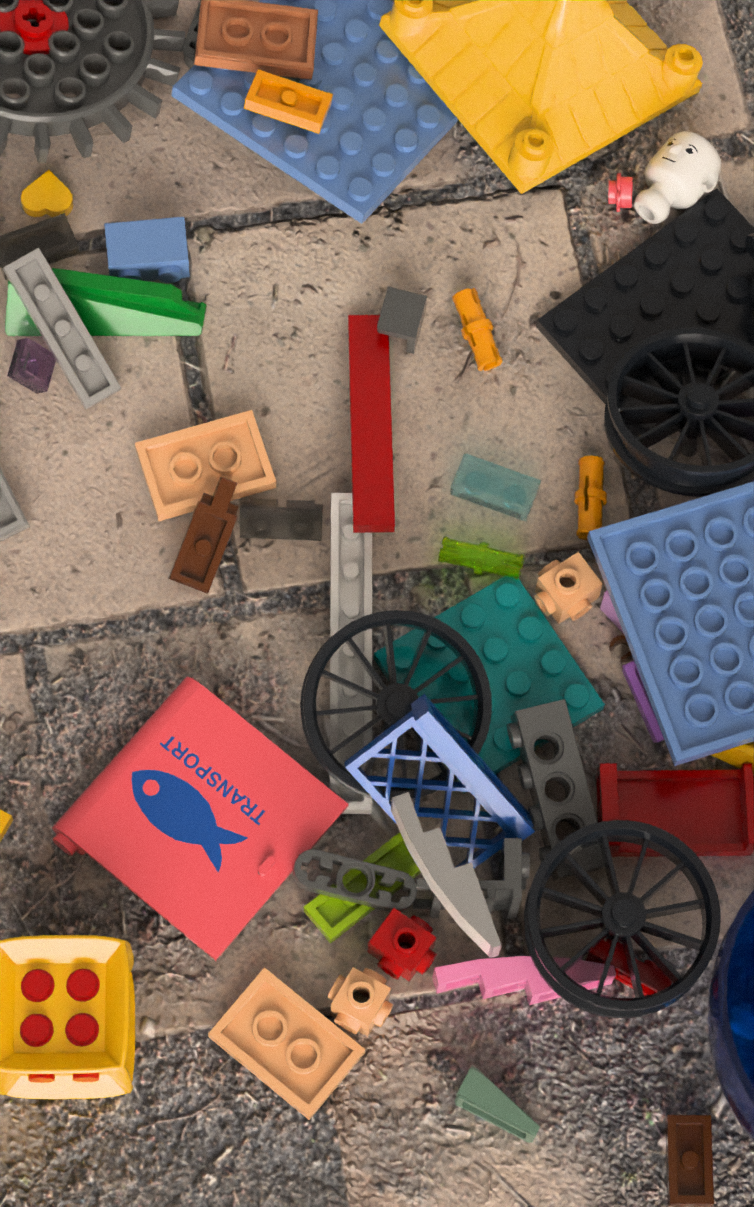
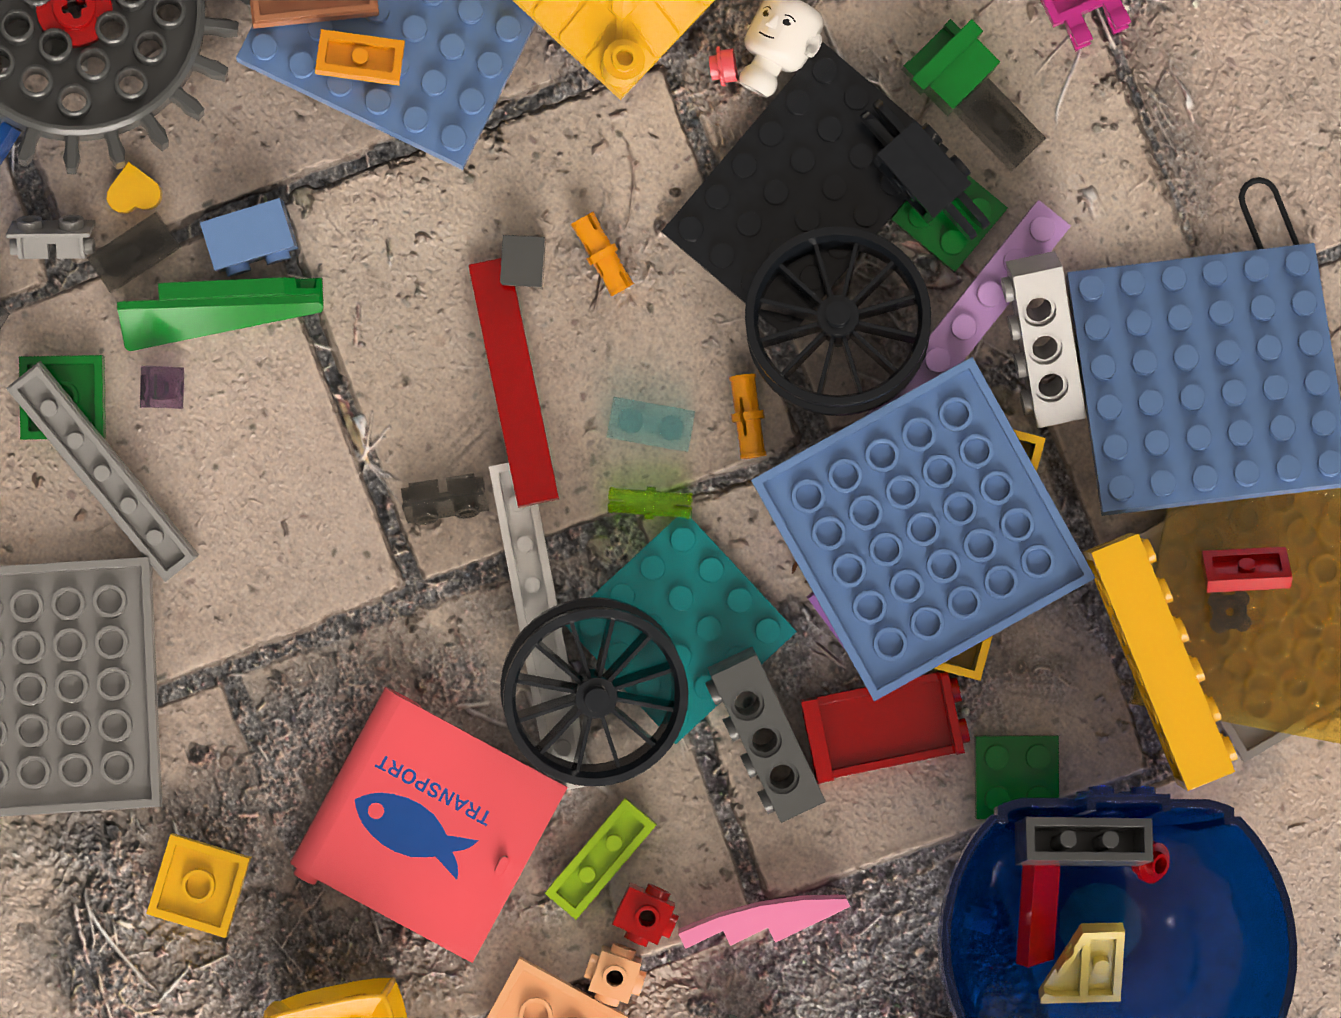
camera: 10 degrees left, 20 degrees up
(62, 328) = (182, 347): light grey plate -> none
(193, 459) = (357, 458): light nougat plate -> none
(206, 538) = (375, 540): reddish brown hinge -> none
(326, 863) = (598, 878): dark grey beam -> none
(454, 887) = (682, 876): light grey slope -> none
(462, 762) = (674, 751): blue fence -> none
(499, 894) = (737, 829): dark grey plate -> none
(567, 588) = (756, 521): light nougat brick -> none
(622, 918) = (847, 863): black wheel -> none
(650, 974) = (846, 885): red plate -> none

